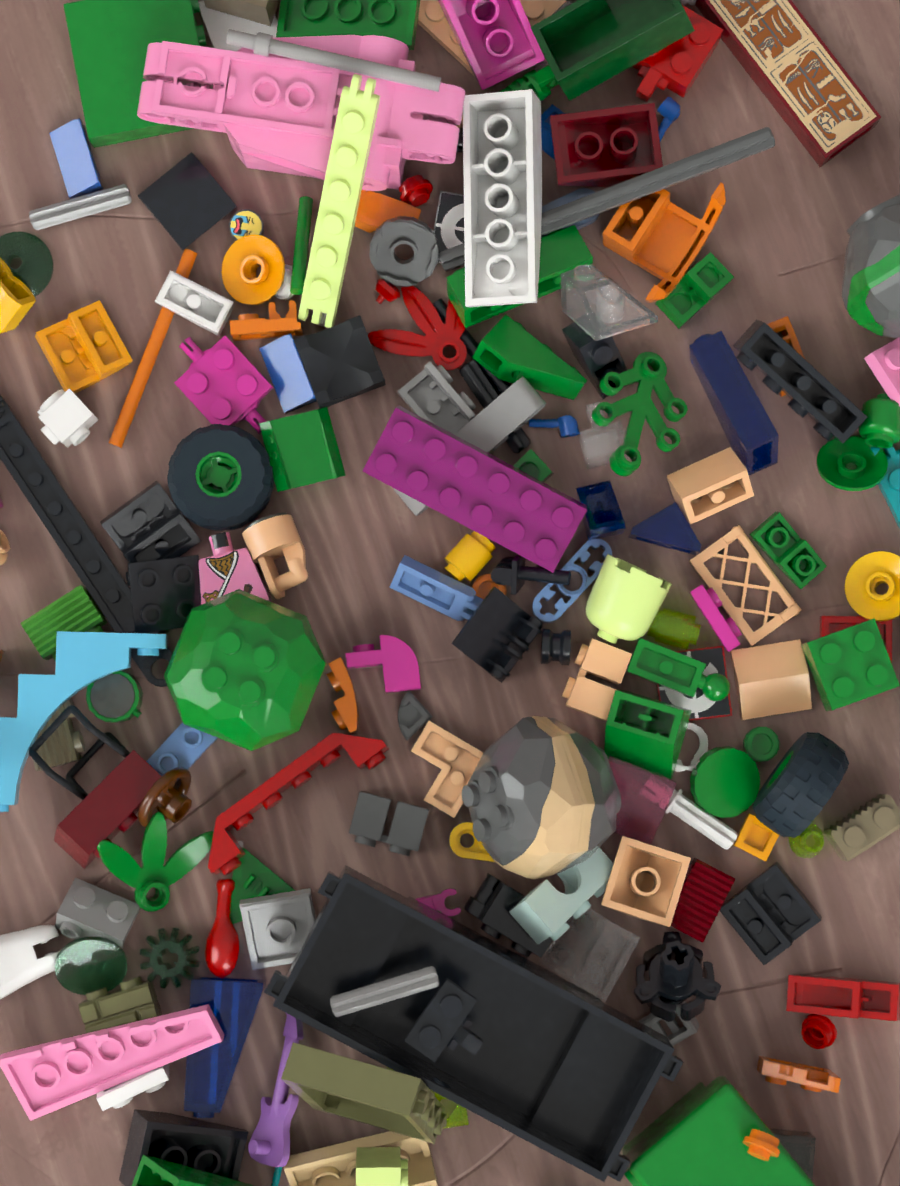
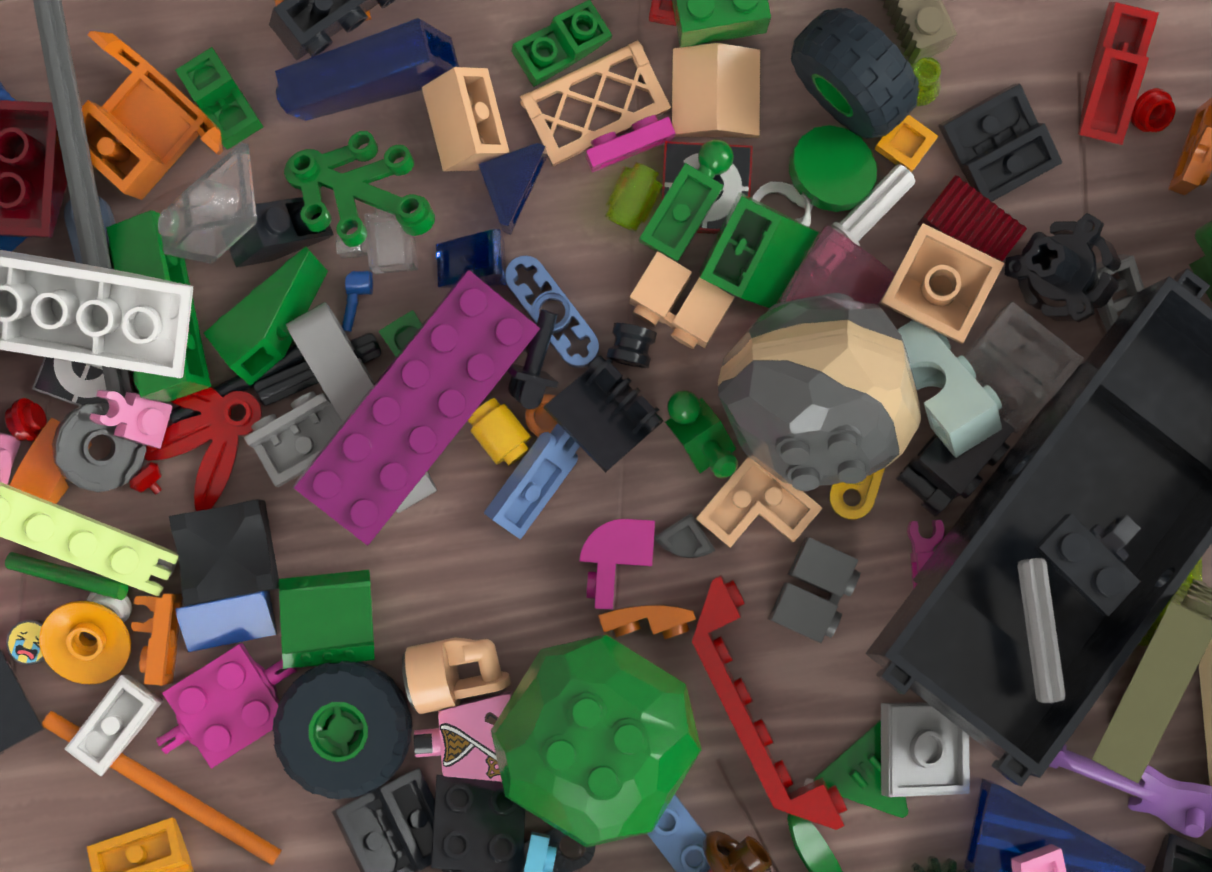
camera: 75 degrees left, 0 degrees up
(222, 941) = (928, 825): red piece -> none
(431, 275) = (135, 417): none -> bright pink plate
(495, 713) = (701, 434): none -> green piece
(624, 600) = (589, 249): yellowish green cylinder -> none
(761, 744) = (792, 118): green tile -> none

